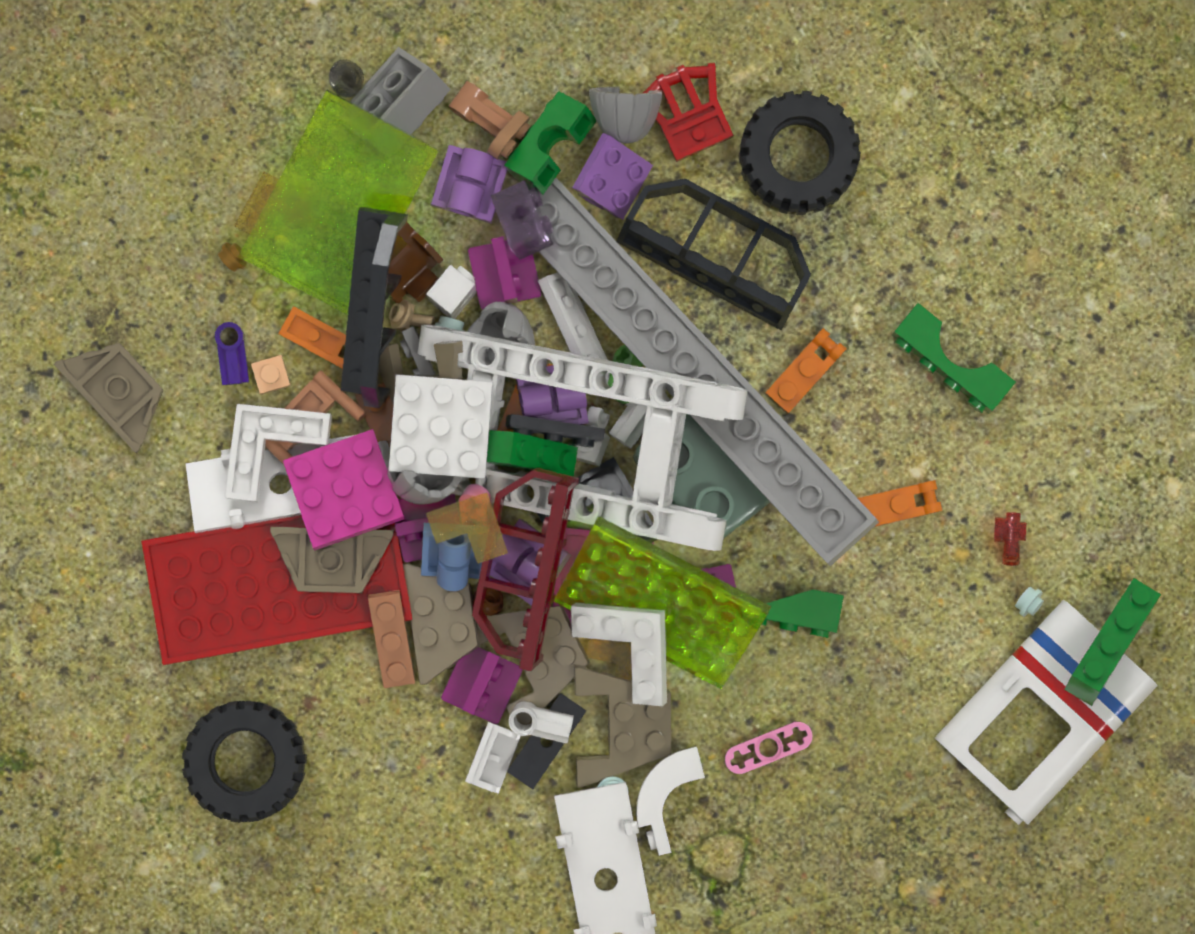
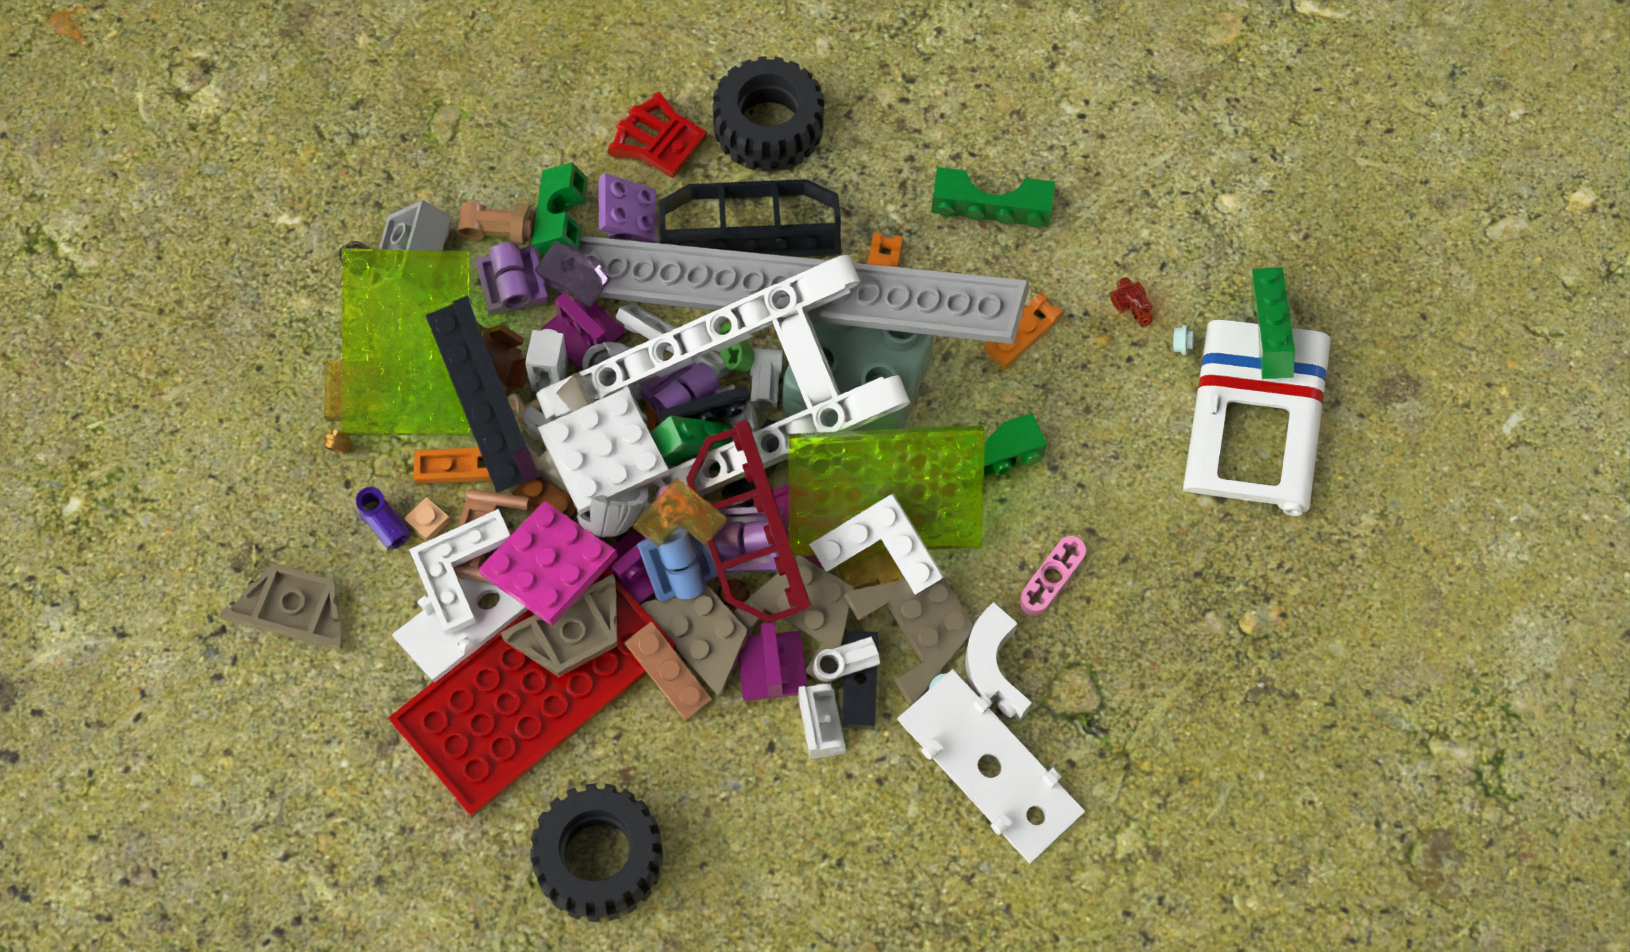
camera: 30 degrees left, 20 degrees down
(623, 114) = (606, 151): light grey hair -> none

